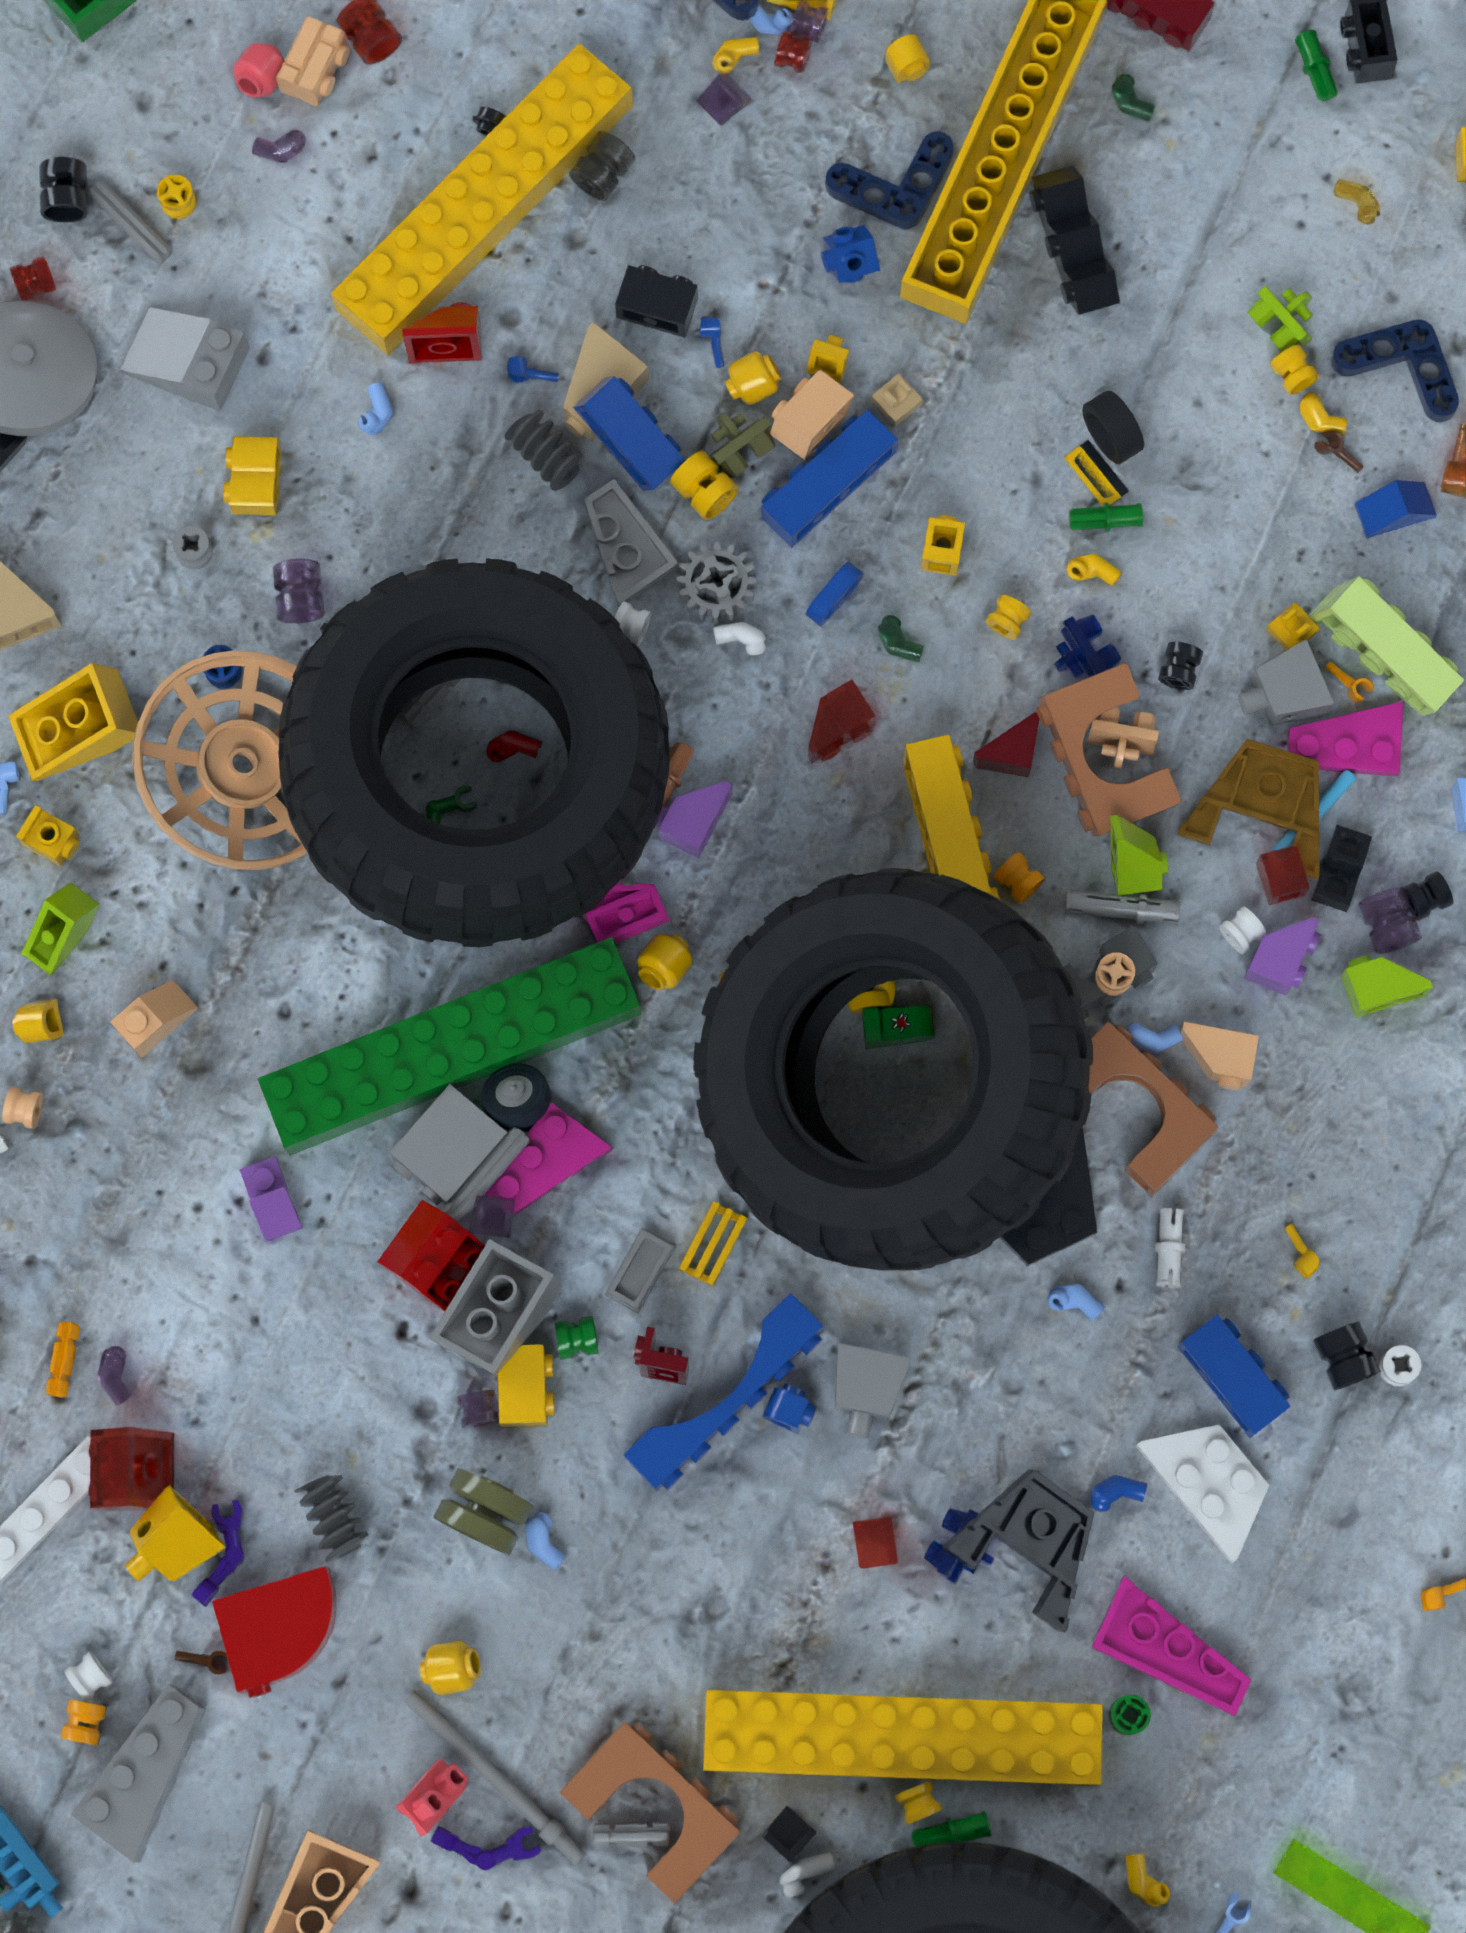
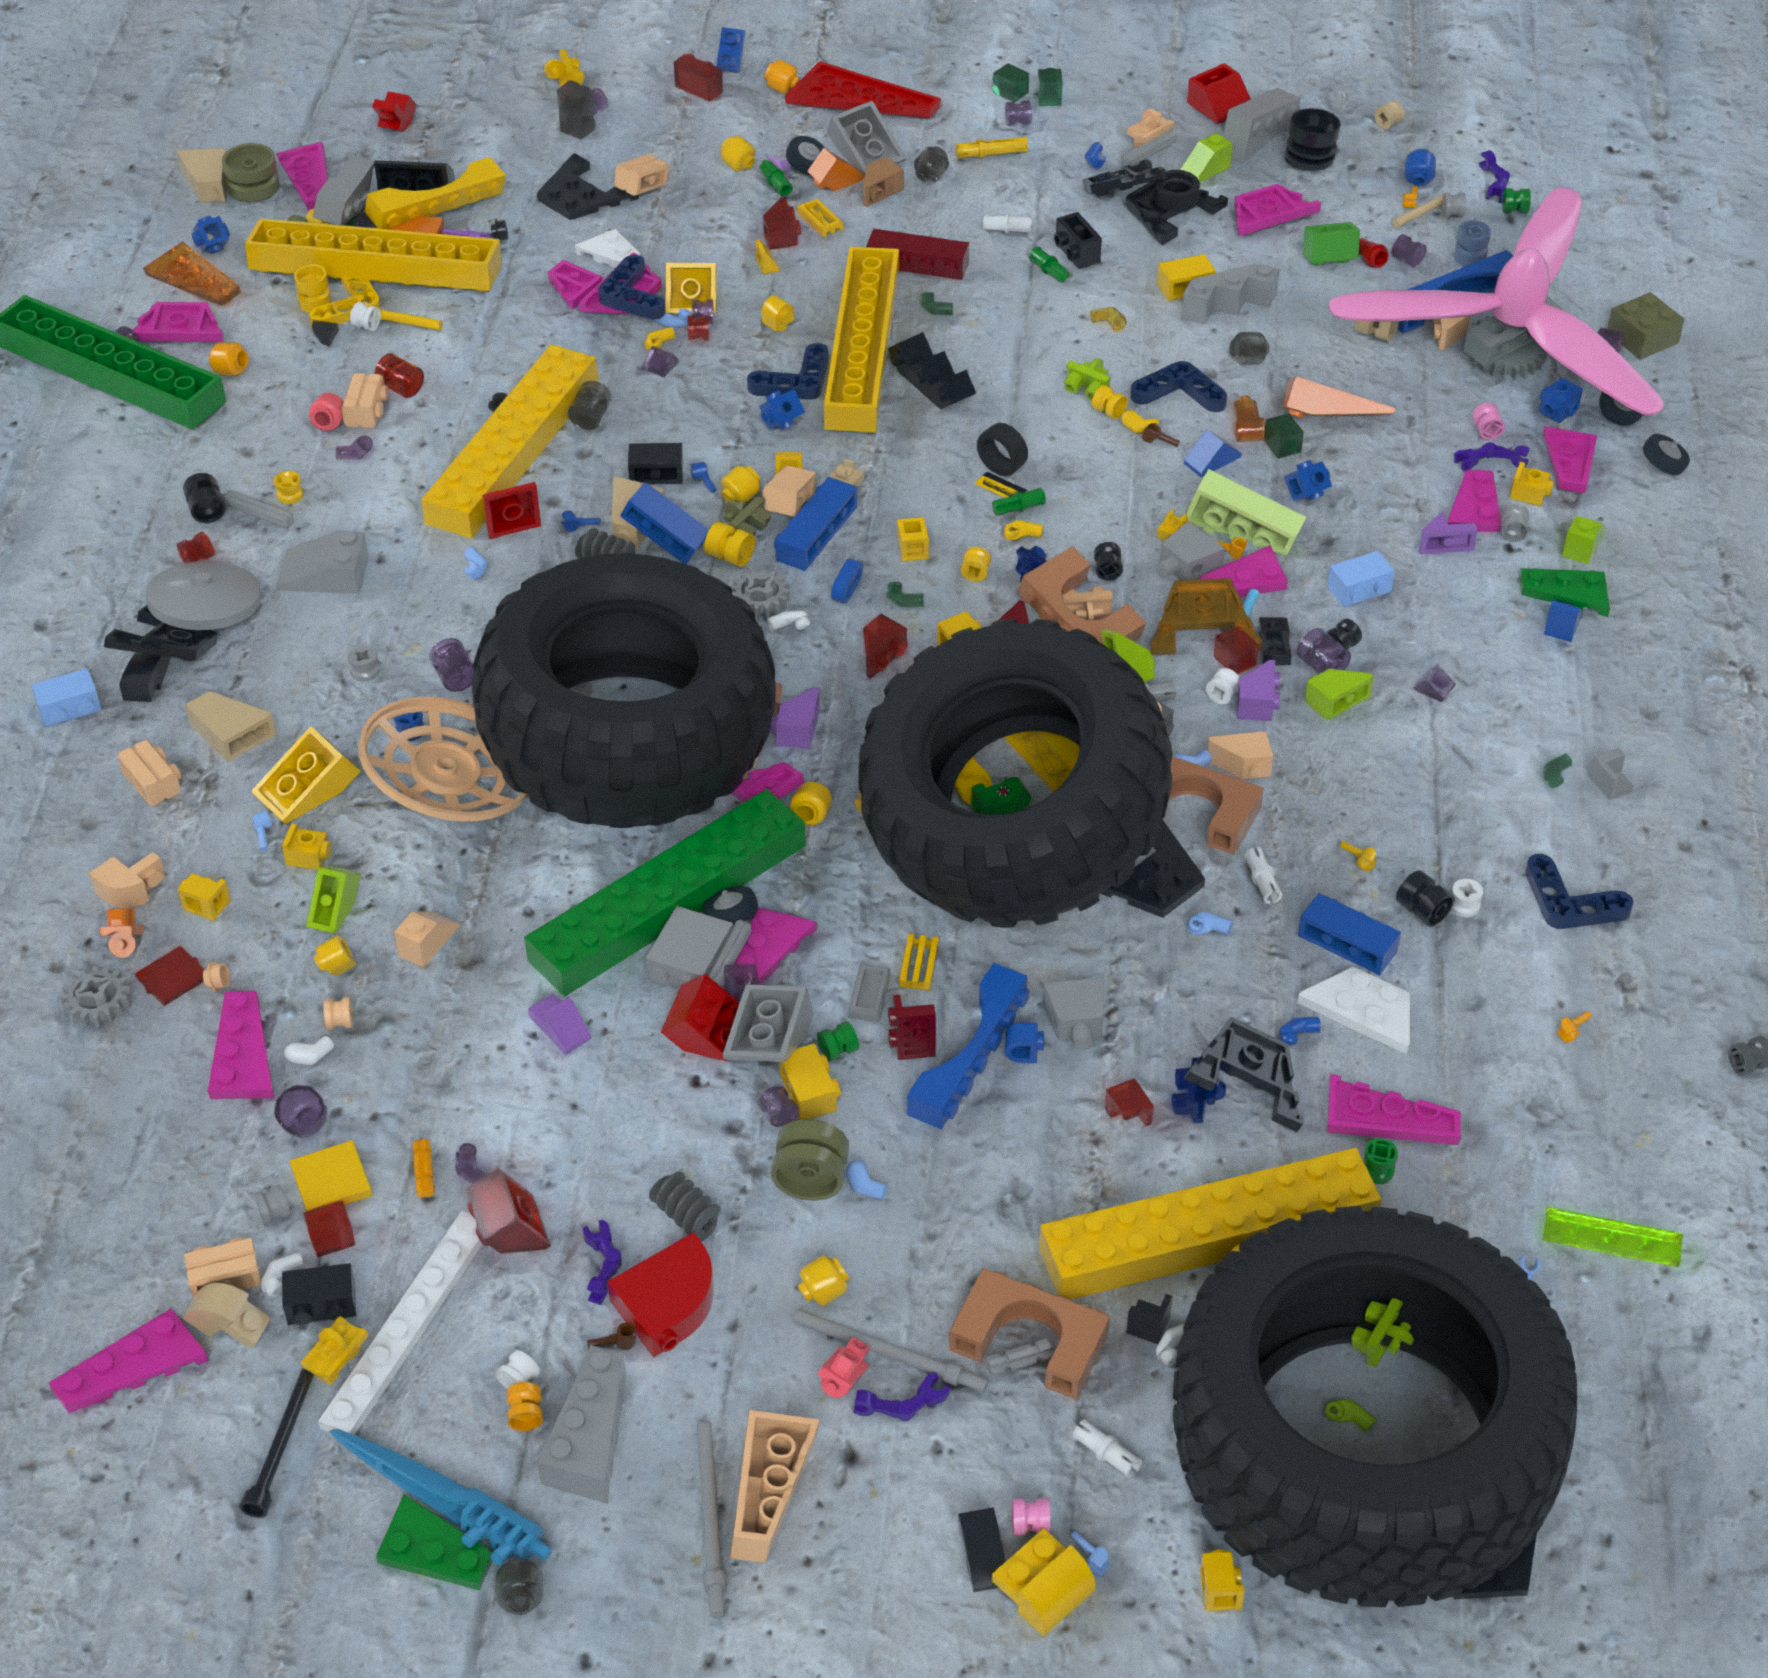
camera: 20 degrees left, 30 degrees down
(171, 1538) = (557, 1249): yellow torso -> none
(254, 475) = (397, 615): yellow brick -> none

